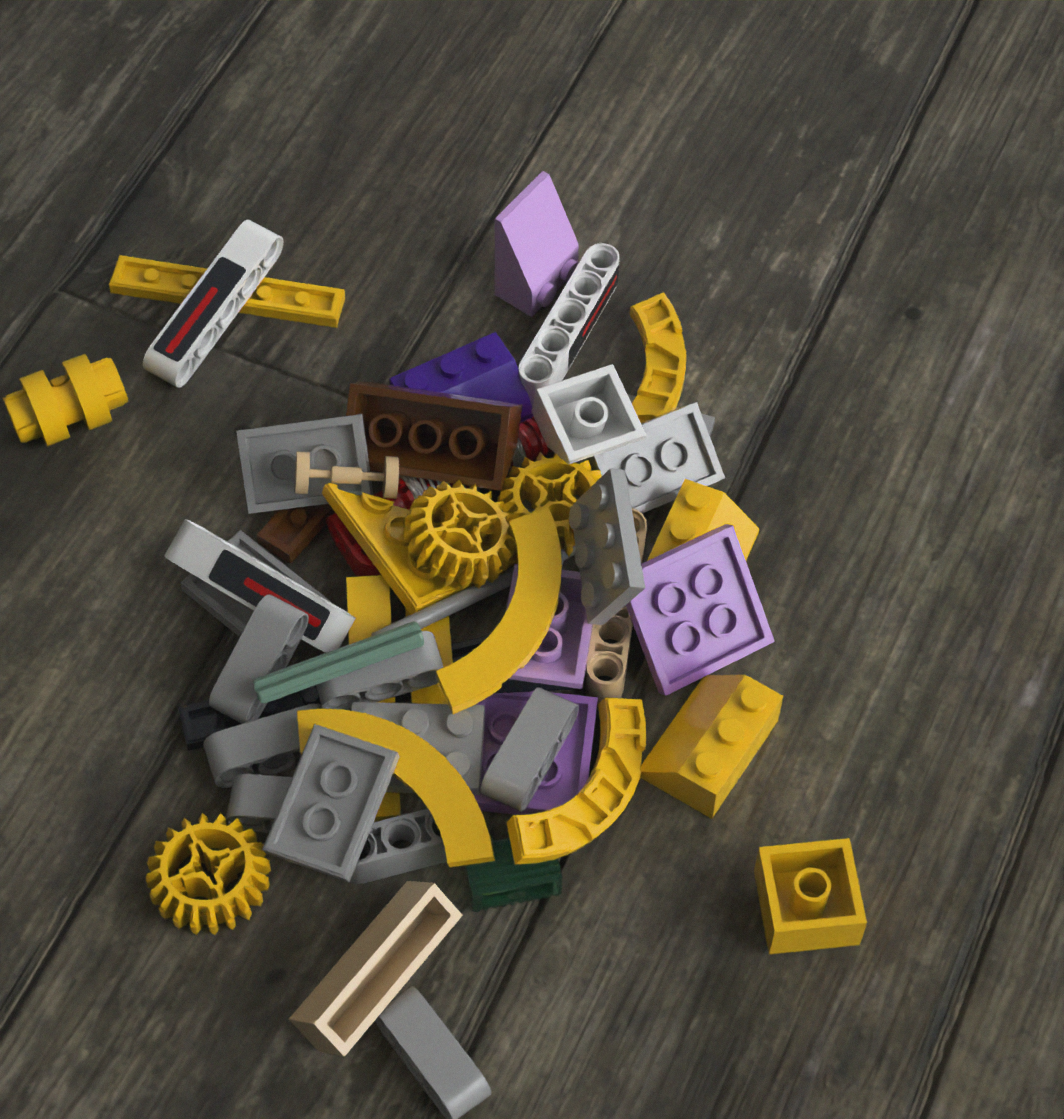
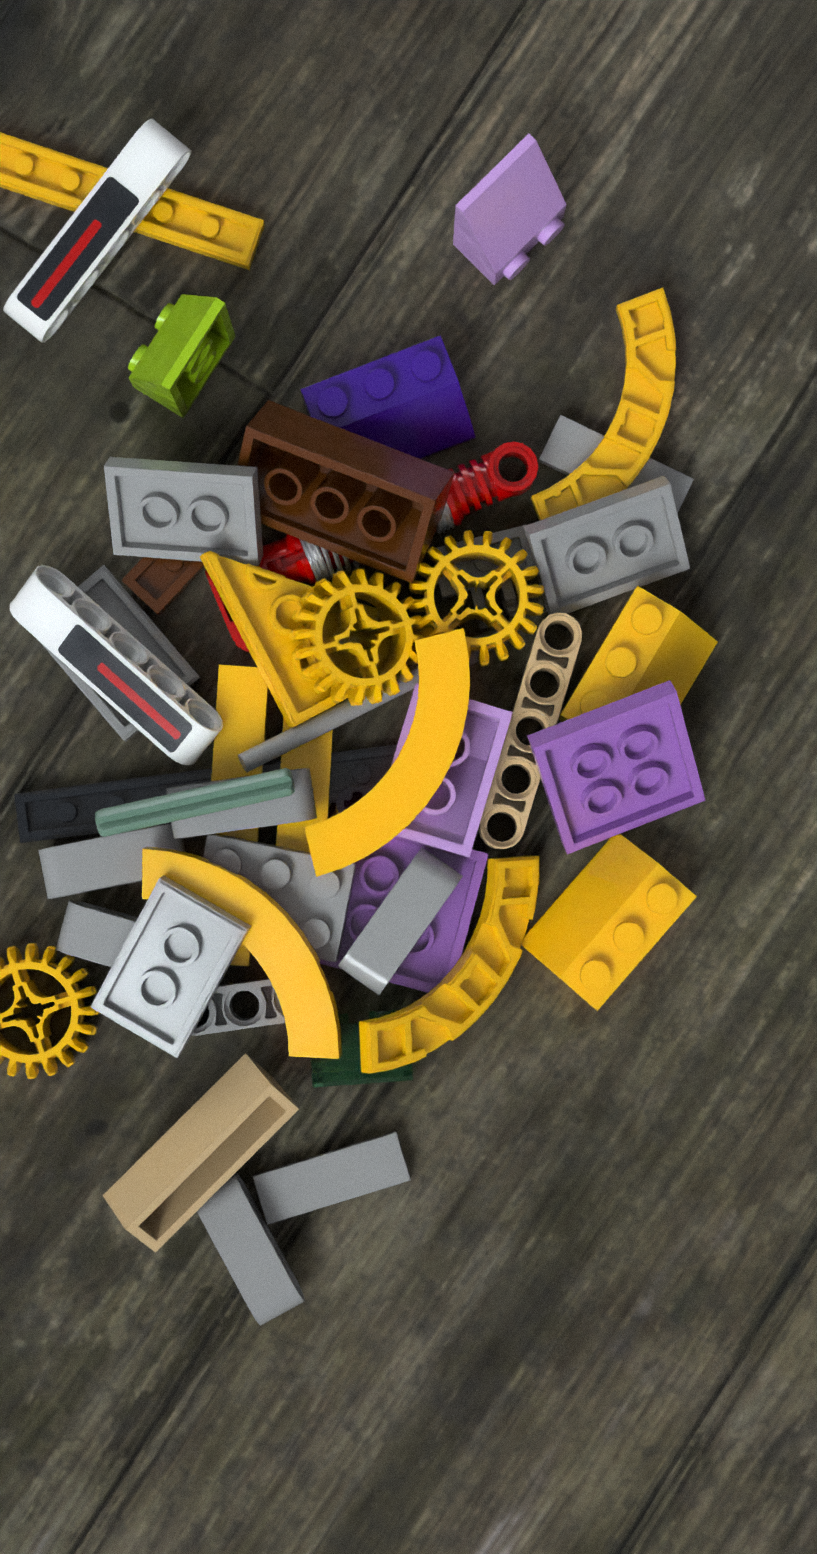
camera: 10 degrees right, 30 degrees up
(261, 649) = (107, 768): light grey beam -> none
(293, 368) = (183, 352): none -> lime slope
(347, 475) = (231, 543): tan wheel -> none
(500, 985) = (331, 1177): none -> light grey tile
(570, 319) = (543, 292): white beam -> none
(586, 415) = (531, 507): white slope -> none
(606, 547) = (521, 705): light grey plate -> none
(809, 896) = (678, 1136): yellow brick -> none

